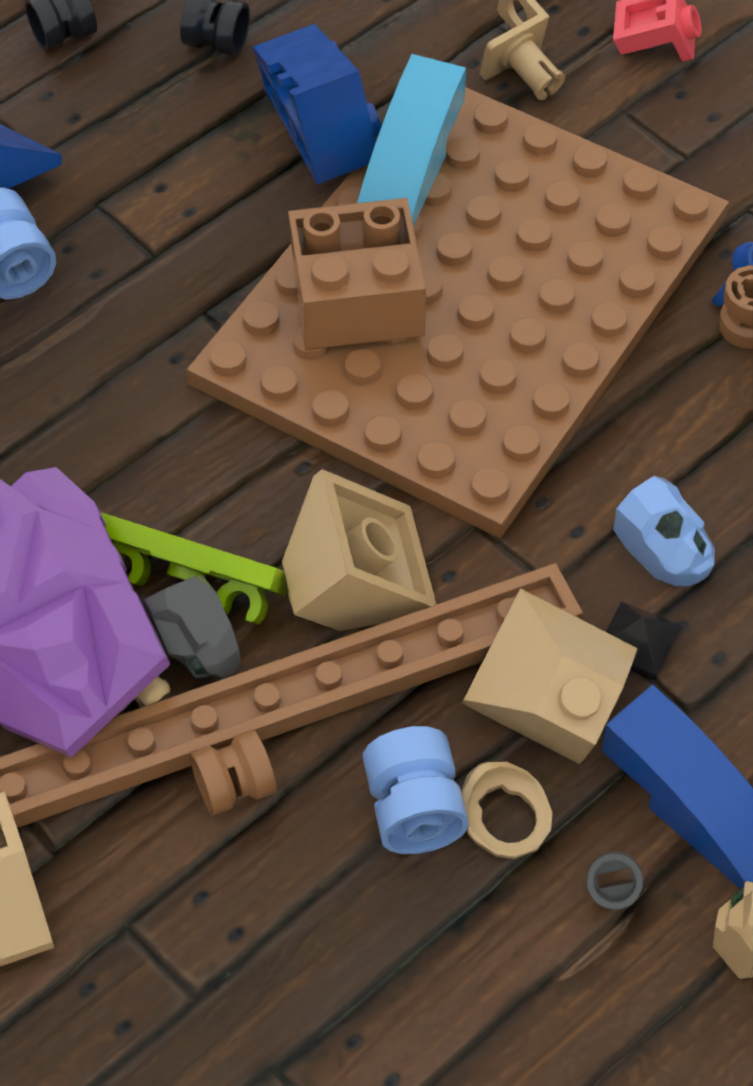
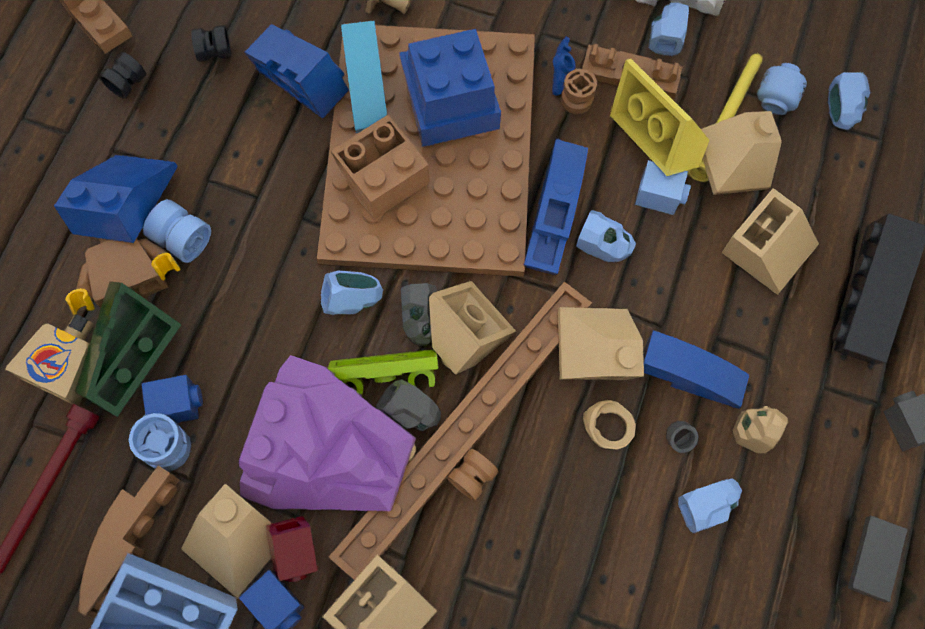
camera: 30 degrees left, 15 degrees up
(207, 435) = (349, 292): none -> light blue rock
(284, 502) = (417, 312): none -> dark grey rock
(415, 790) = (566, 439): light blue wheel -> none
(532, 205) = (450, 87): none -> blue piece
(601, 1000) = (709, 504): none -> light blue rock
(607, 449) = (556, 207): none -> blue slope
(646, 632) = (620, 297): black slope -> none

